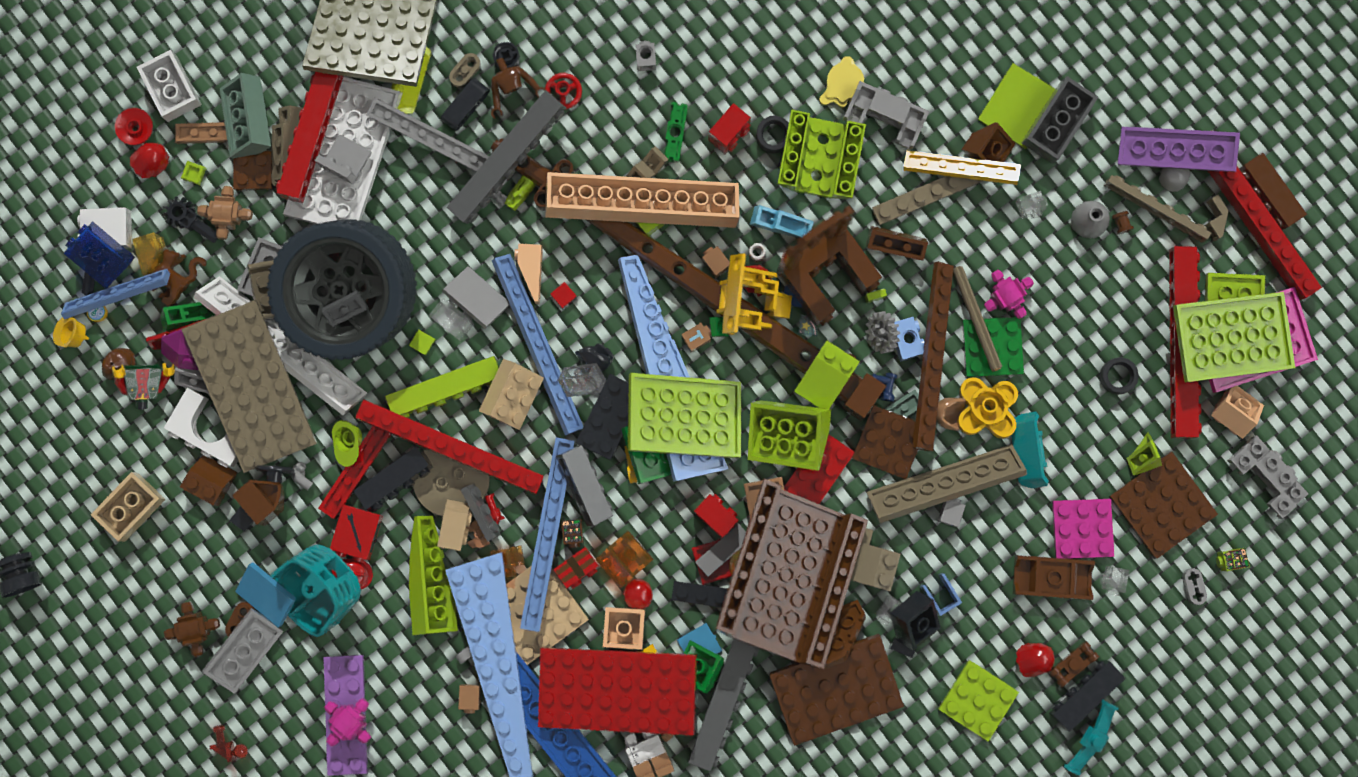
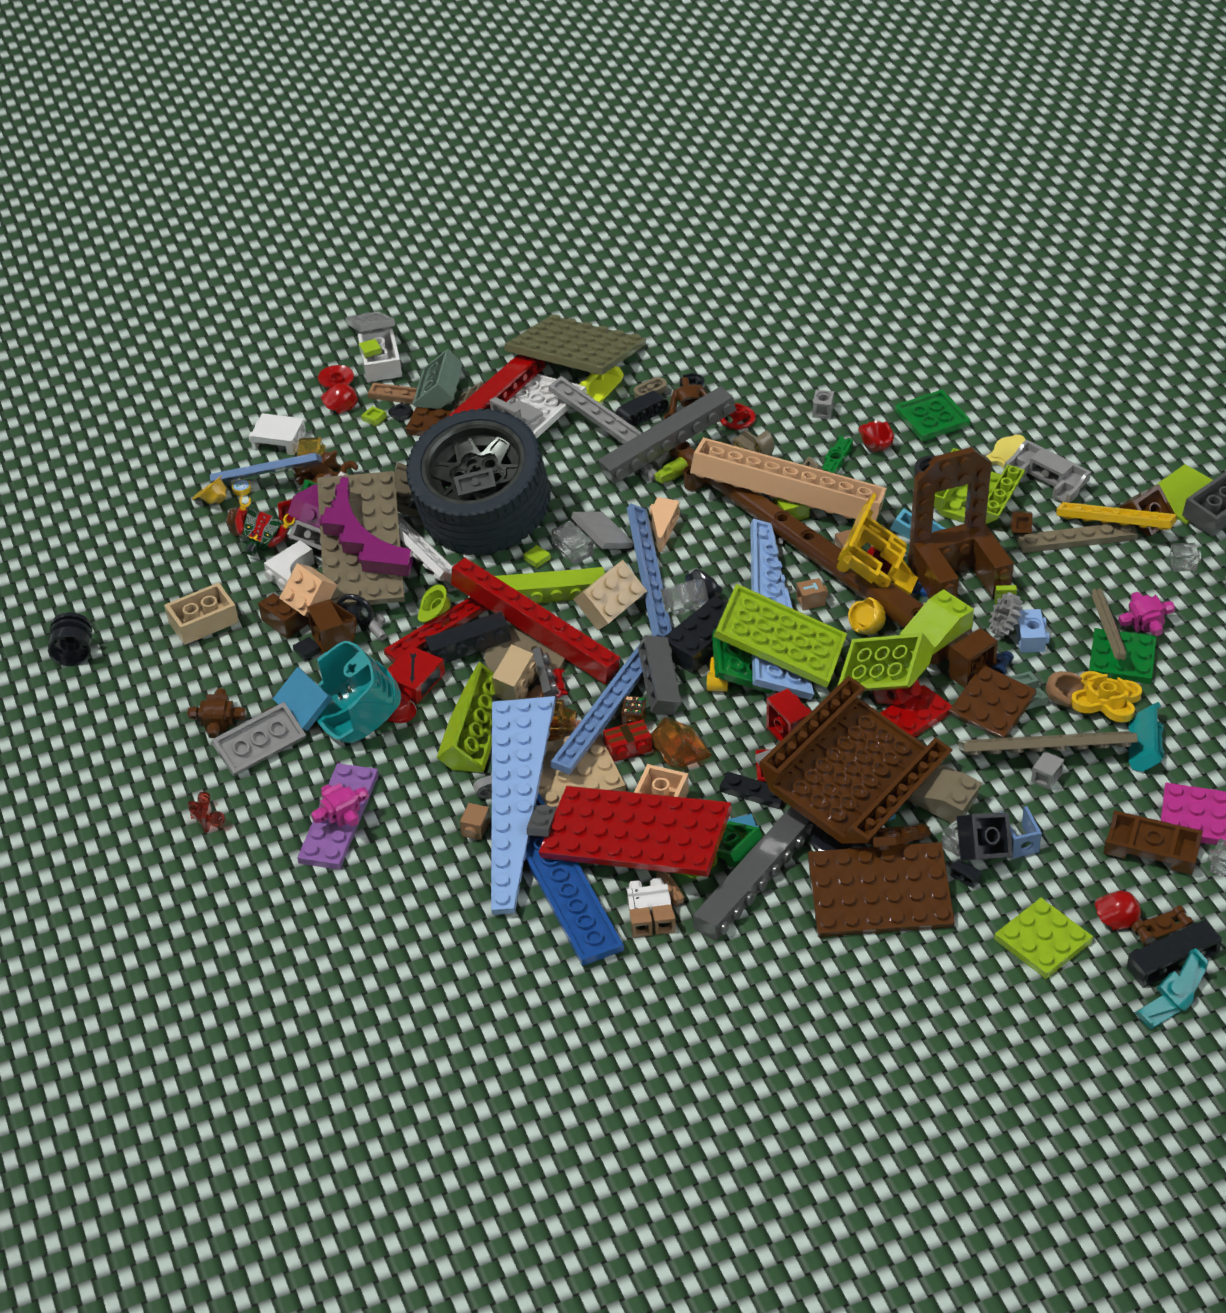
camera: 20 degrees right, 40 degrees down
(98, 256) = (262, 439): clear blue piece -> none
(141, 40) = (368, 322): none -> light grey plate
(159, 91) = (370, 348): none -> lime tile
(188, 219) = (354, 438): black gear -> none
(219, 161) = (400, 412): none -> black tile
(224, 468) = (306, 588): none -> light nougat brick
(225, 212) = (390, 438): medium nougat piece -> none
(227, 383) = (373, 553): none -> magenta arch
(530, 692) = (541, 821): none -> dark grey plate
(563, 295) = (688, 547): red tile -> none
(591, 139) = (762, 444): none -> dark tan animal
(638, 594) = (693, 771): red hair -> none
(709, 97) = (876, 435): none -> red hair
(716, 327) = (836, 590): green tile -> none
(729, 129) = (888, 454): red brick -> none
(755, 361) = (867, 616): none -> yellow piece
(757, 47) = (932, 415): none -> green plate
(873, 194) = (1021, 521): none -> reddish brown brick
(897, 243) = (1037, 557): reddish brown brick -> none
(933, 356) = (1054, 642): reddish brown plate -> none

